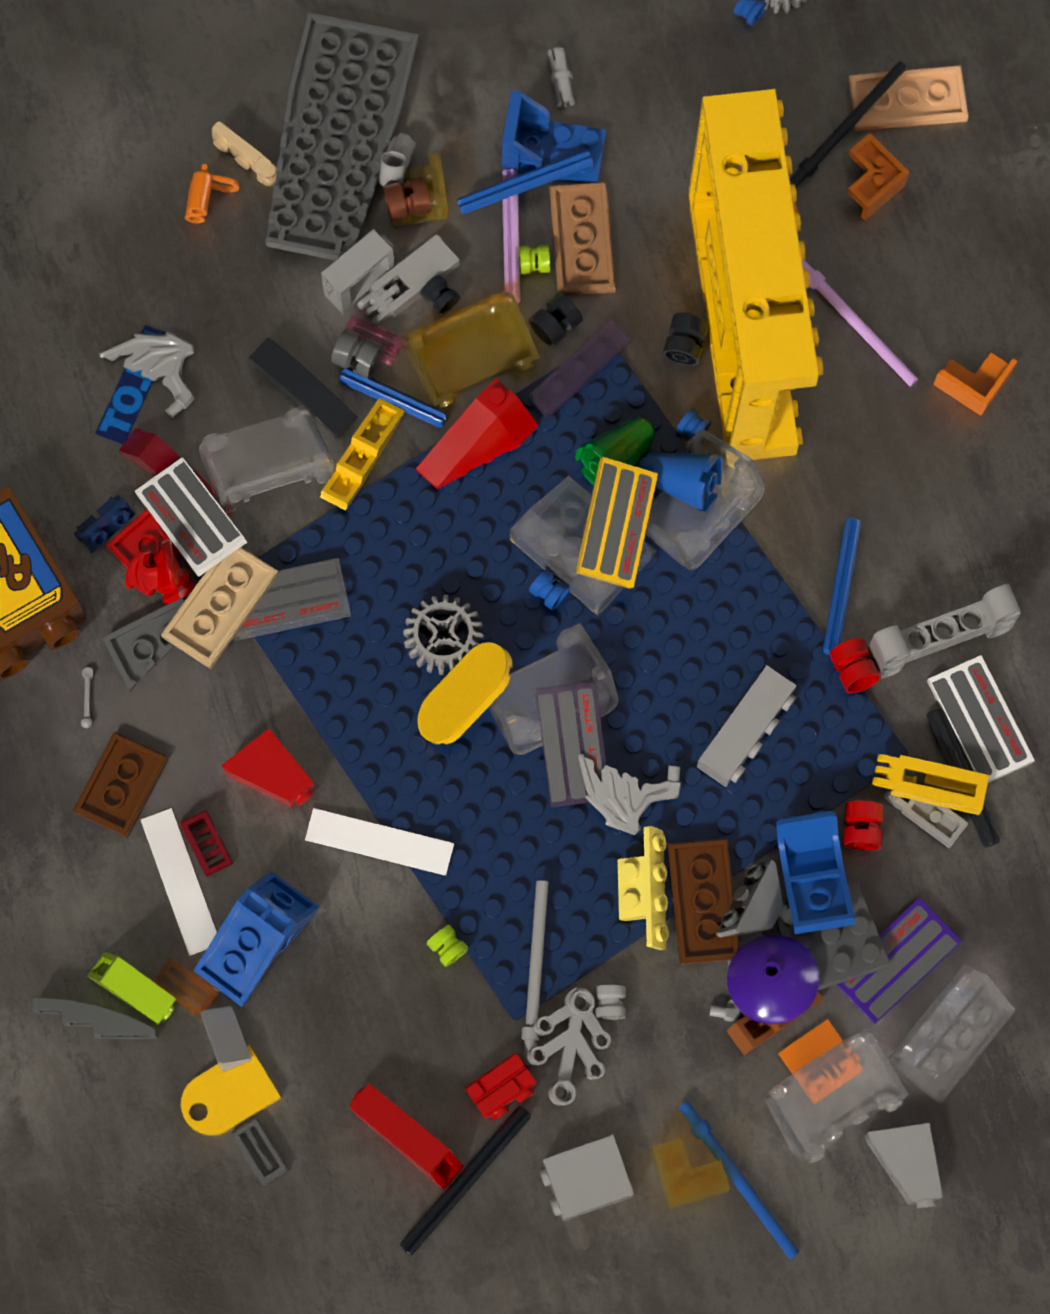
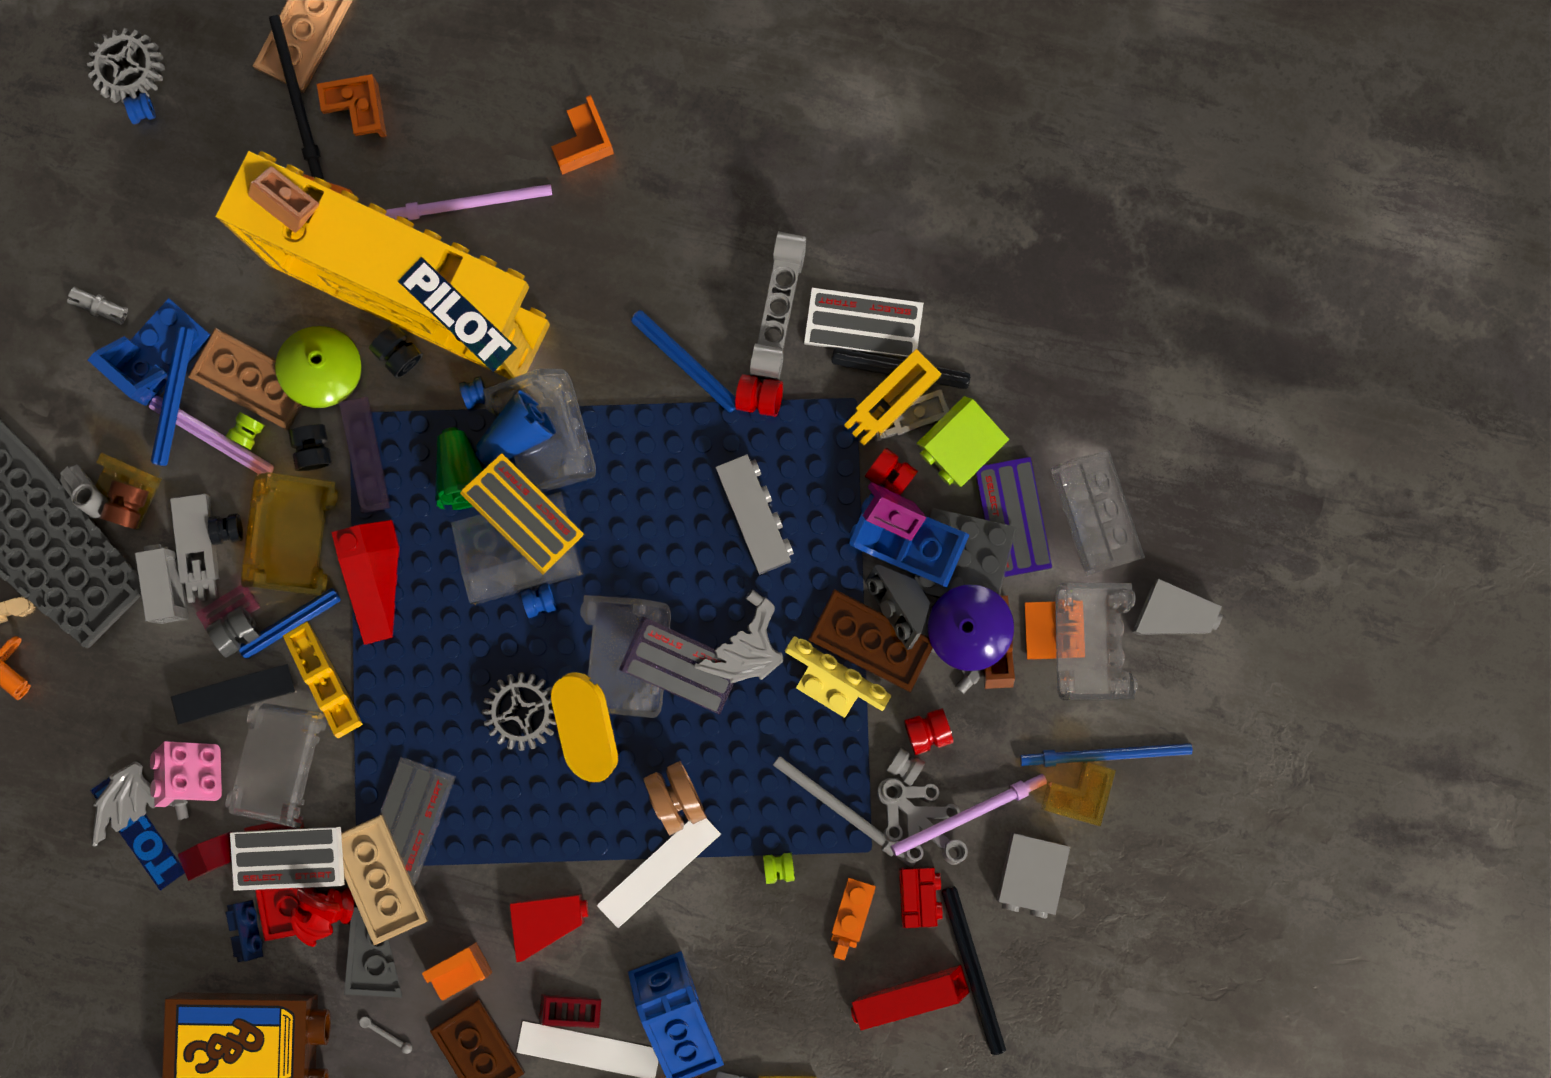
camera: 55 degrees left, 10 degrees up
(182, 722) = (458, 971): none -> orange panel
(211, 389) = (185, 772): none -> bright pink bracket
(445, 1039) = (851, 916): none -> orange hinge
(452, 810) = (671, 799): none -> medium nougat wheel
(621, 297) = (320, 383): none -> lime dish
(652, 1118) = (1017, 791): none -> lavender bar
(655, 1002) = (928, 731): none -> red wheel
(752, 337) = (457, 314): none -> sticker
(753, 139) = (282, 198): none -> nougat slope
(830, 843) = (893, 512): none -> magenta panel
(933, 869) = (961, 442): none -> lime brick

